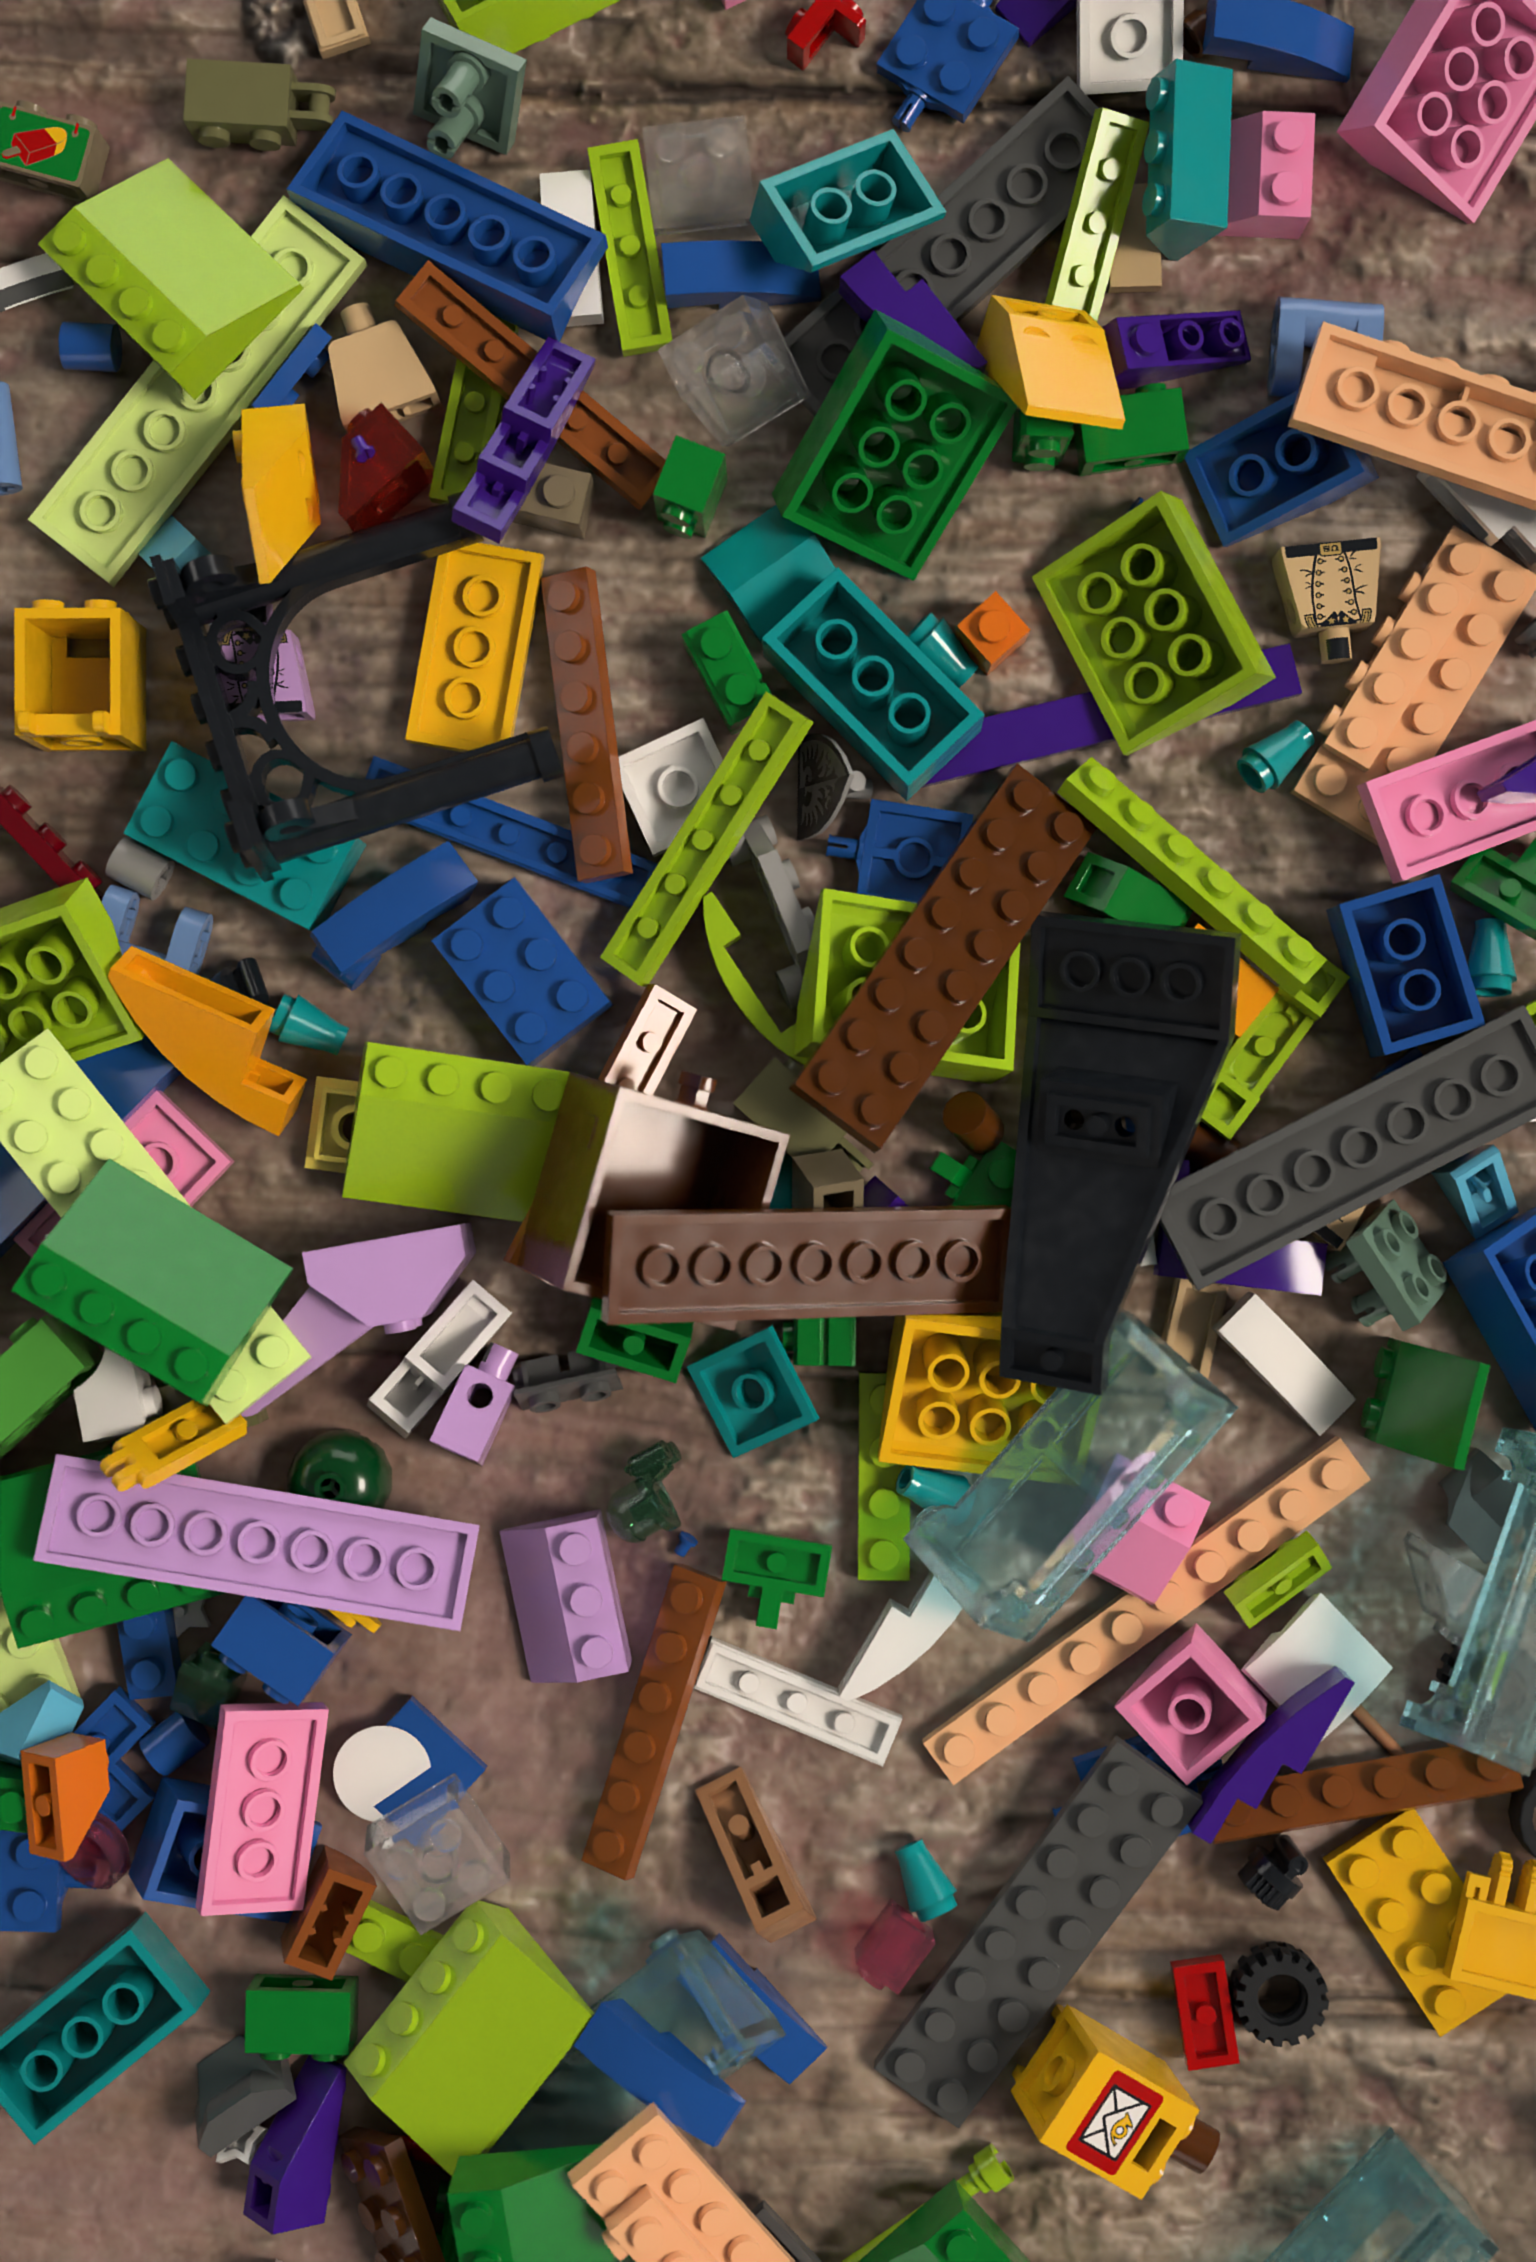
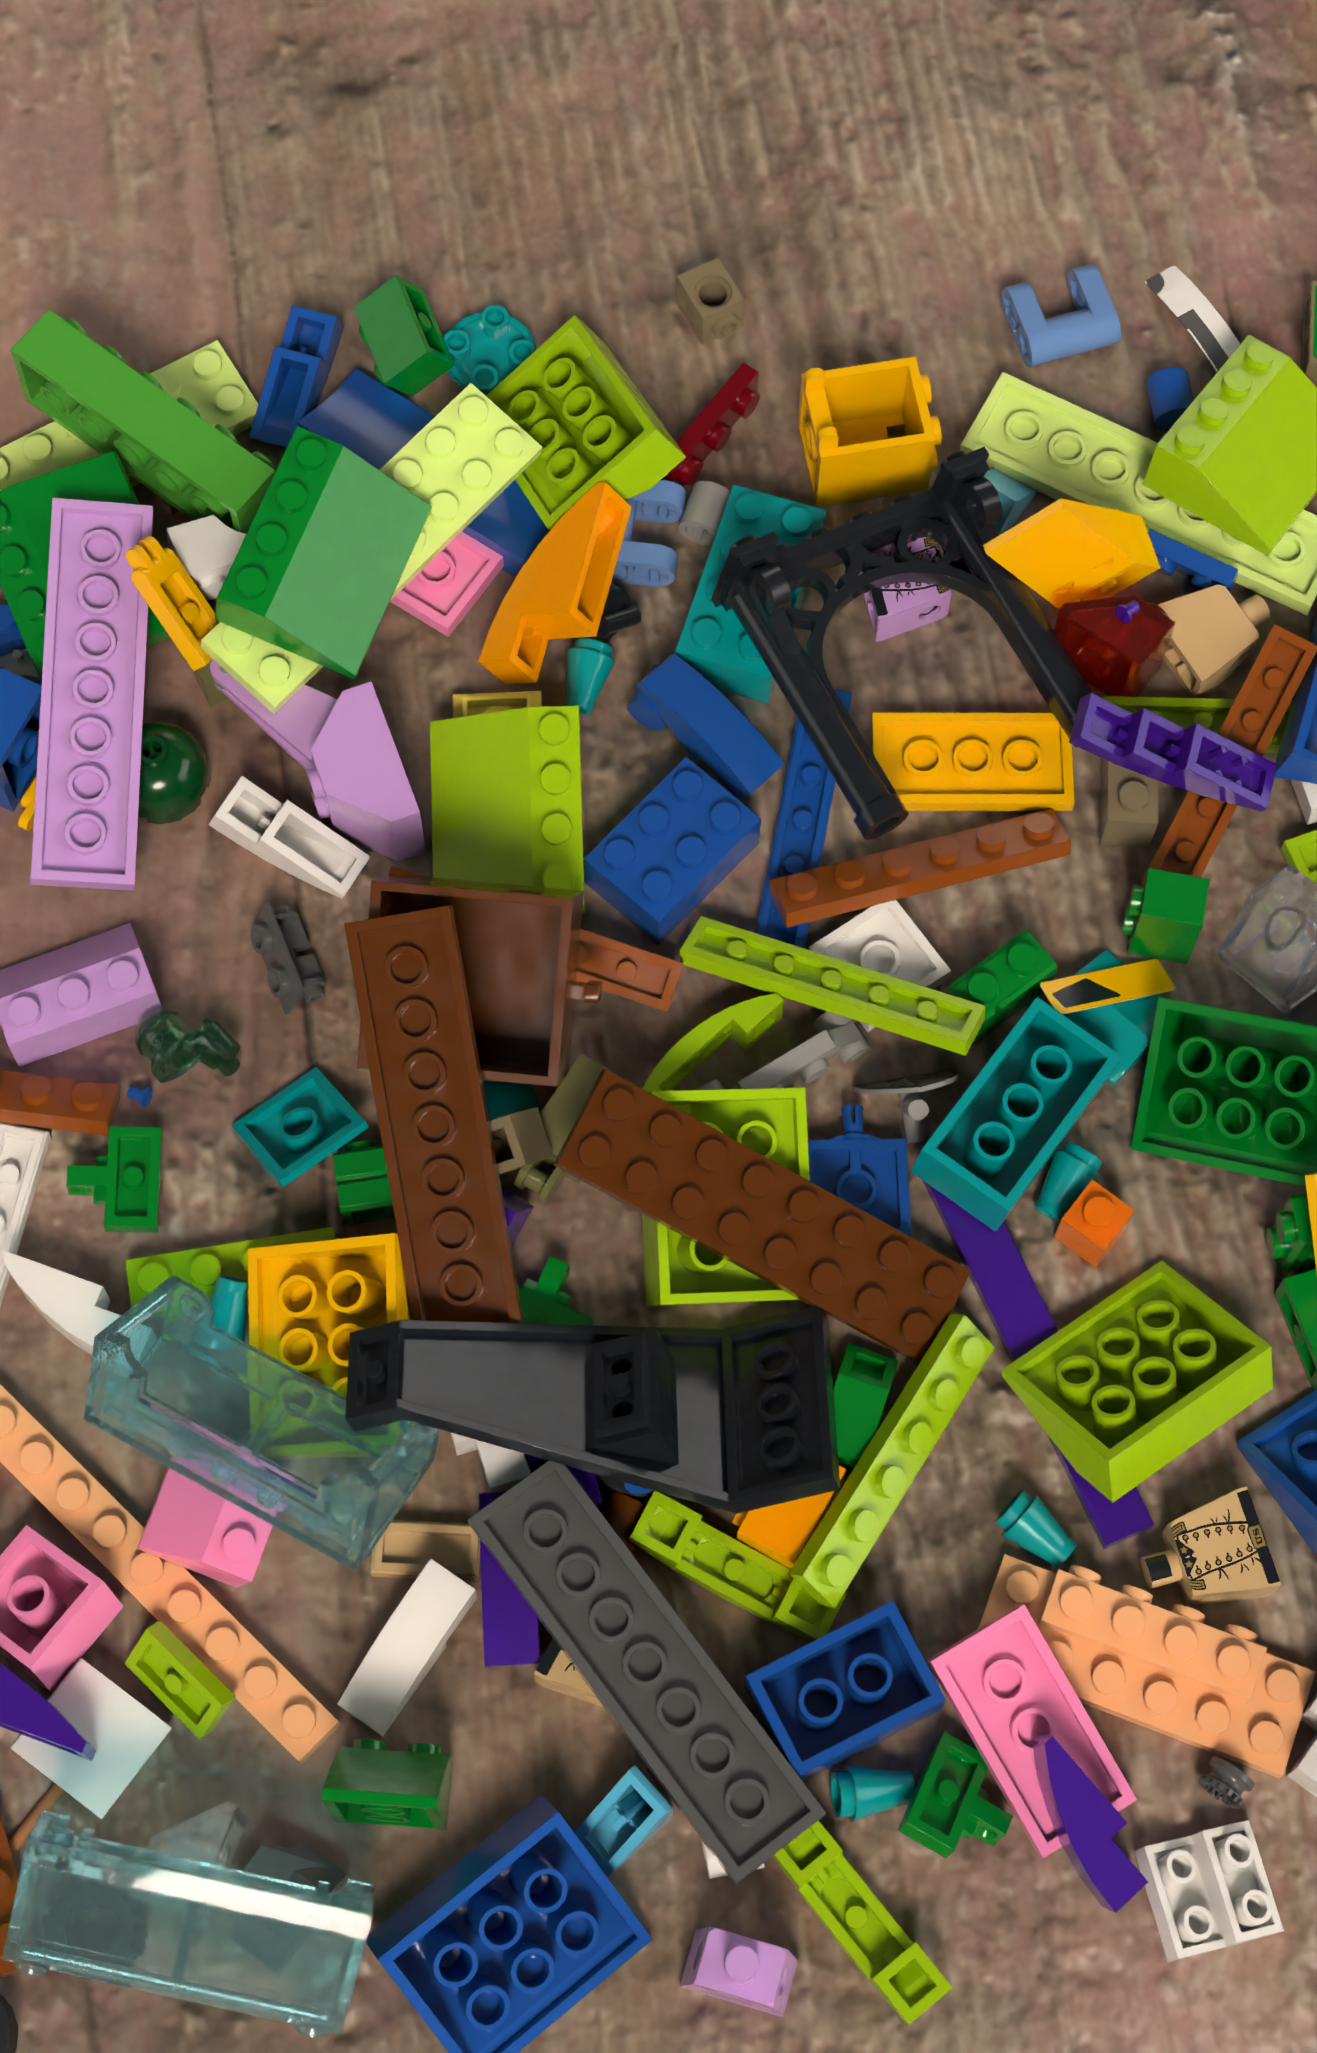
camera: 85 degrees right, 20 degrees down
(470, 1429) = (245, 872): lavender torso -> none
(645, 1348) = (331, 1007): green brick -> none
(748, 565) = (1107, 986): none -> yellow sticker
(973, 1122) = (602, 1288): reddish brown piece -> none
(1396, 1263) = (528, 1736): sand green plate -> none

